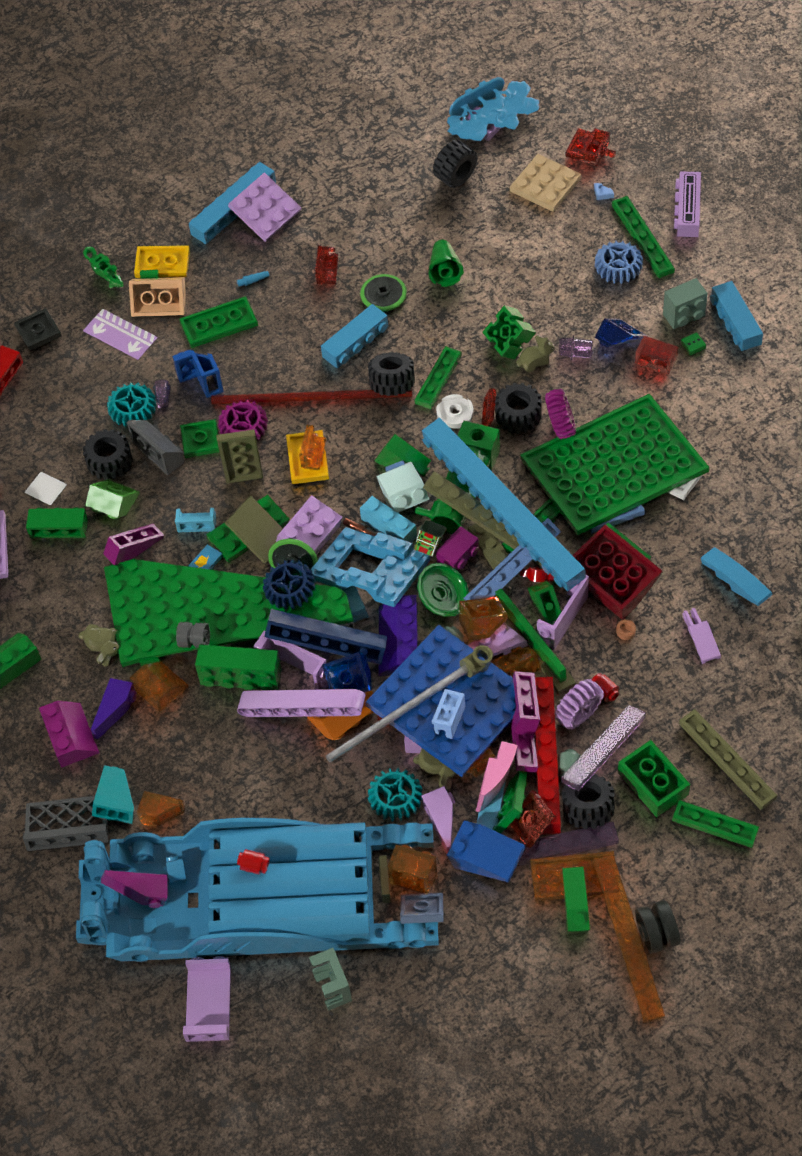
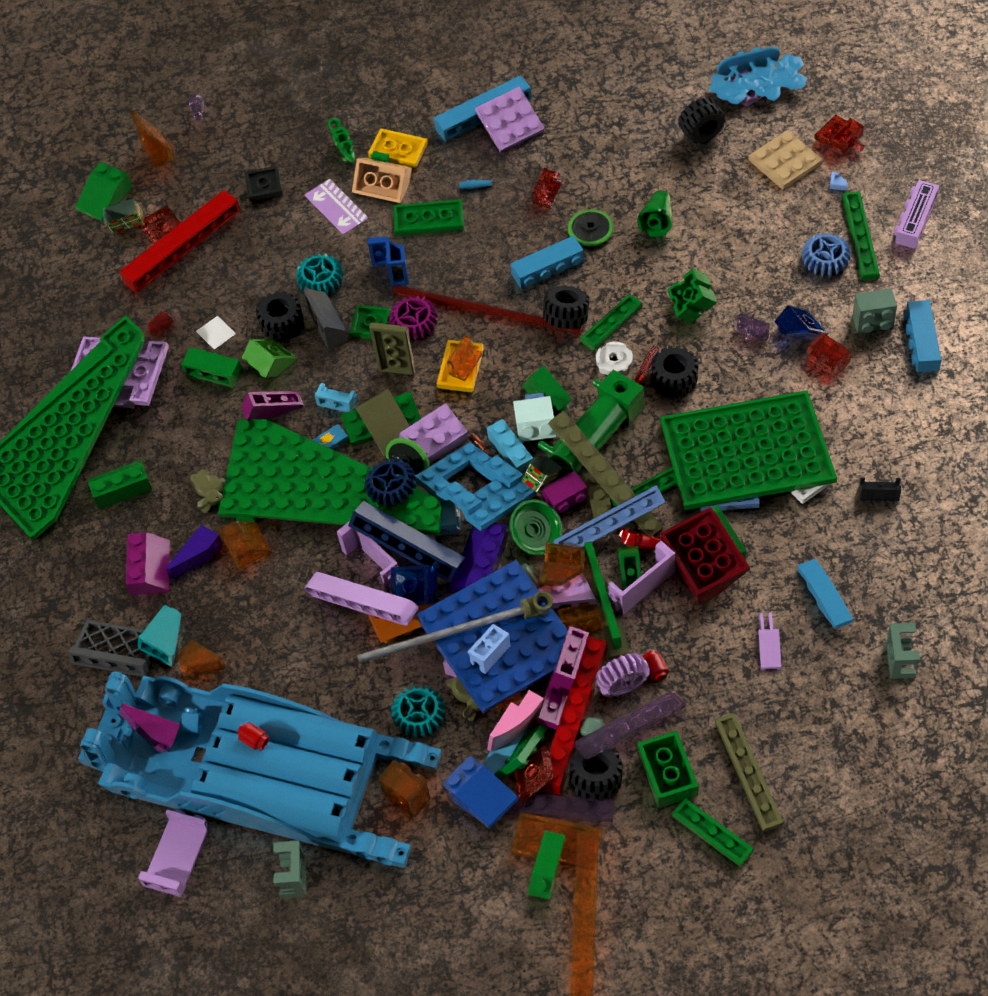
camera: 20 degrees right, 0 degrees up
(162, 392) = (351, 270): clear purple cone -> none
(190, 634) = (287, 505): dark grey wheel -> none
(238, 667) = (319, 548): green brick -> none
(384, 879) = (376, 793): olive tile -> none
(422, 908) = (400, 828): sand blue tile -> none
(439, 809) = (454, 742): lavender slope -> none
(504, 505) = (618, 461): dark azure brick -> none
(536, 355) = (711, 324): olive animal -> none
(560, 413) = (711, 387): magenta gear -> none
(626, 629) = (698, 615): nougat tile -> none
(657, 926) = (614, 916): pearl dark grey wheel -> none
(693, 343) = (870, 352): green tile -> none
(750, 468) = (879, 490): none -> black hinge

